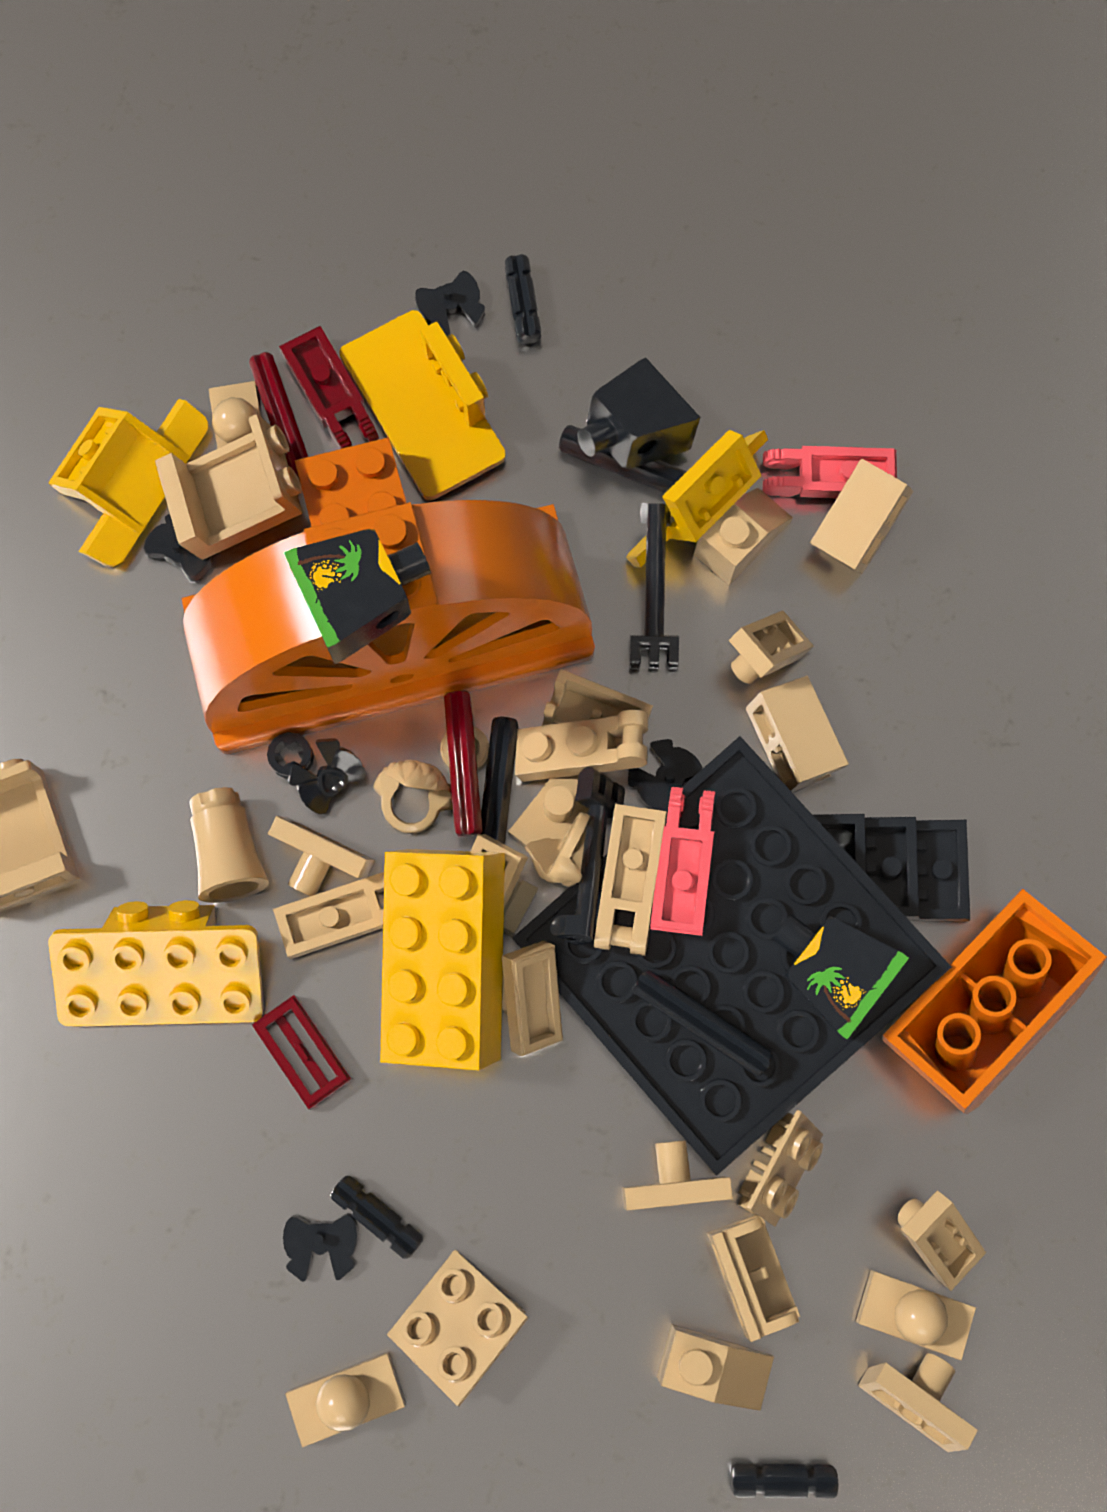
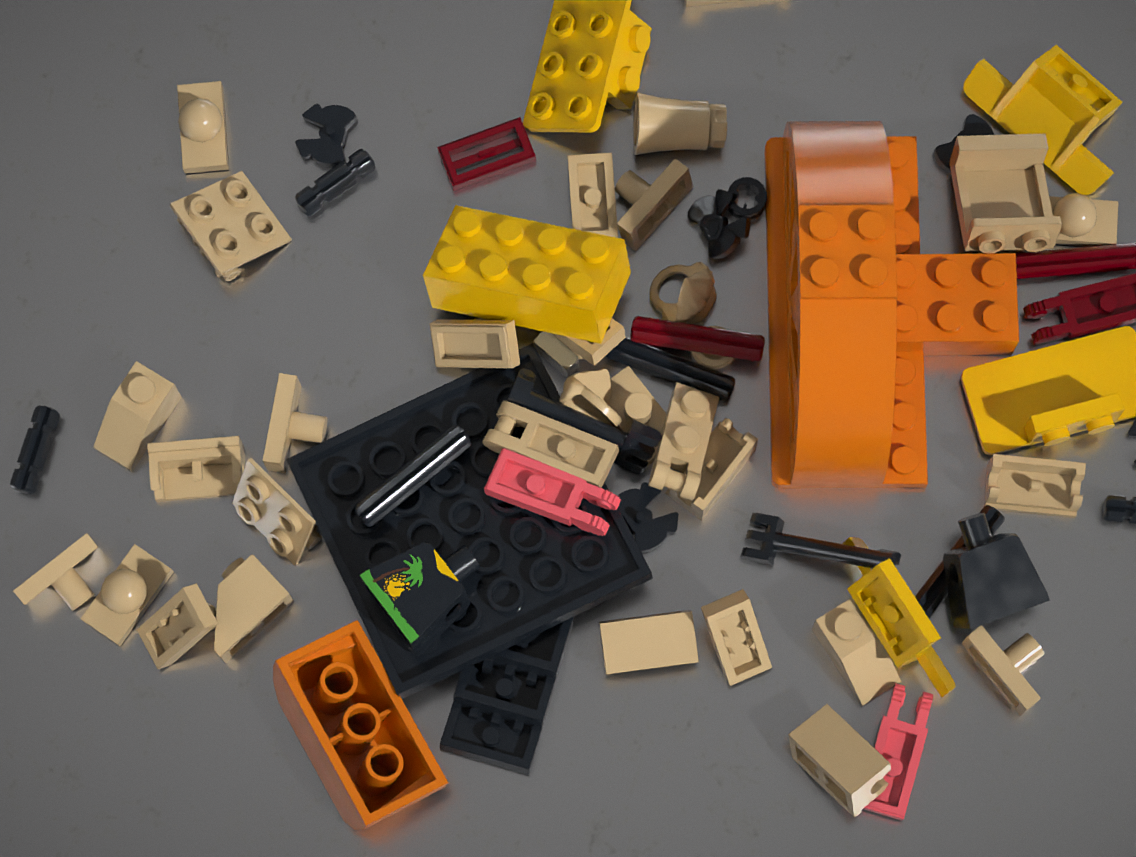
camera: 110 degrees right, 0 degrees up
(355, 587) = (819, 223): black torso -> none
(528, 405) = (1034, 485): none -> tan hinge
(718, 390) = (1006, 666): none -> tan tile
(888, 1171) = (246, 605): none -> tan slope

